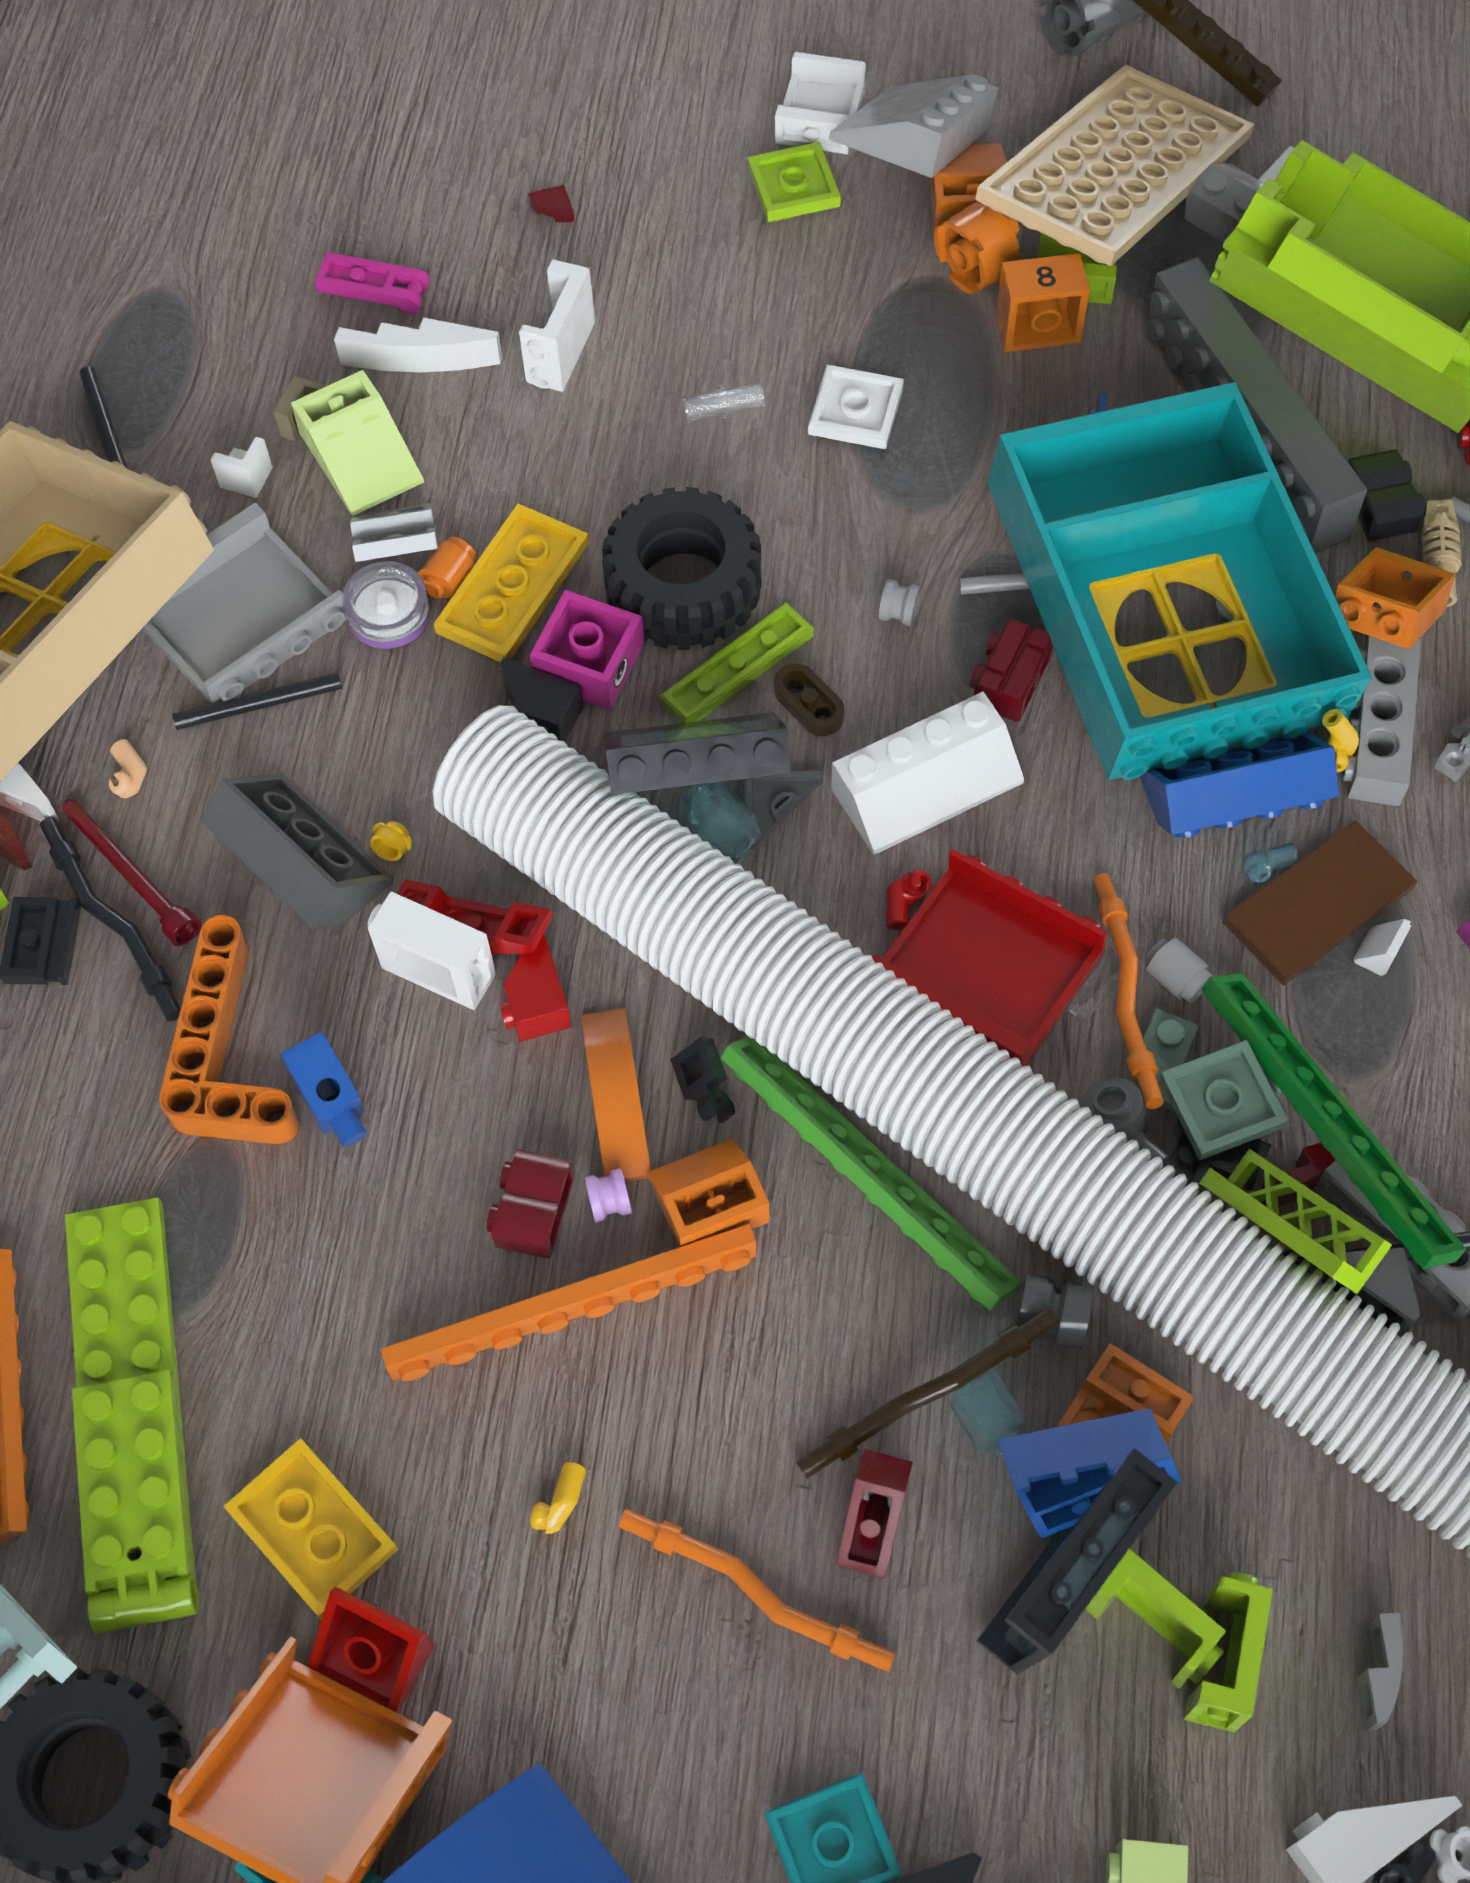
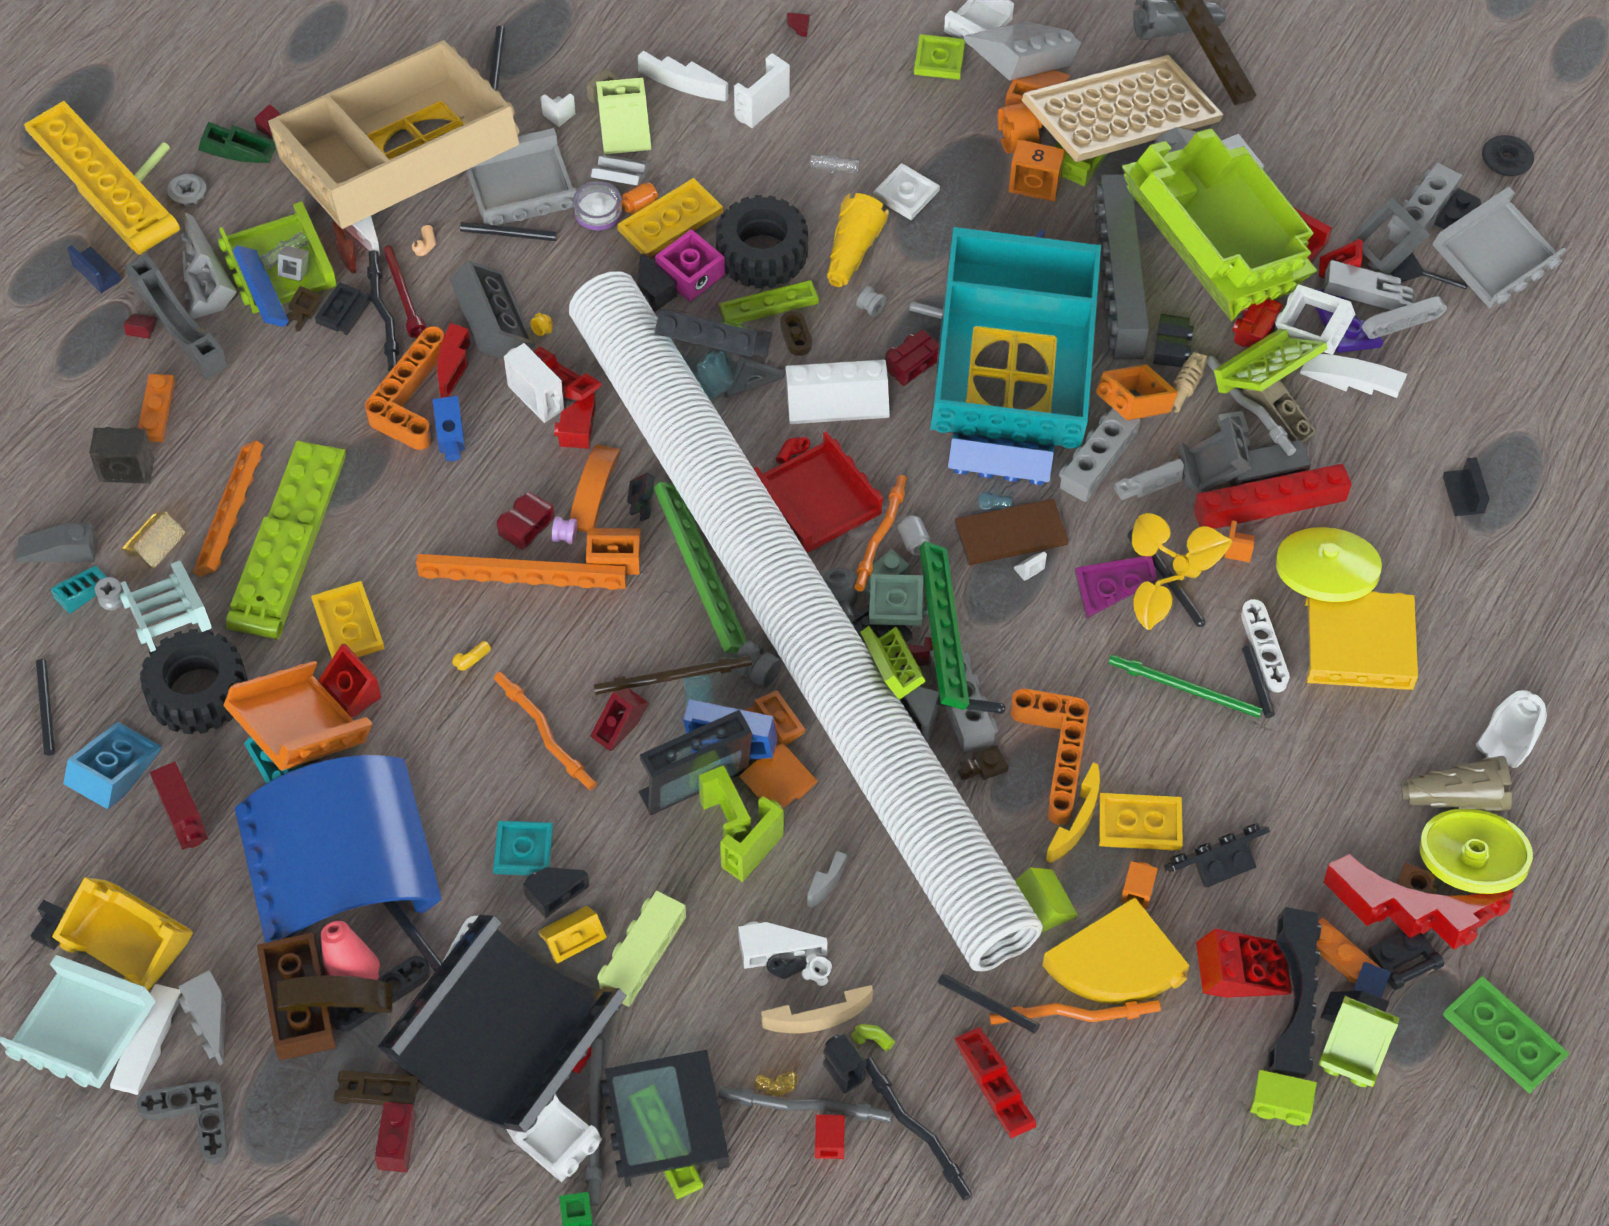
camera: 20 degrees right, 5 degrees down
(270, 959) = (452, 358): none -> red slope
(372, 281) = (676, 32): dark pink plate -> none
(819, 497) = (856, 230): none -> yellow cone
(1205, 1512) = (779, 777): none -> orange slope
(1342, 737) = (1065, 453): yellow arm -> none

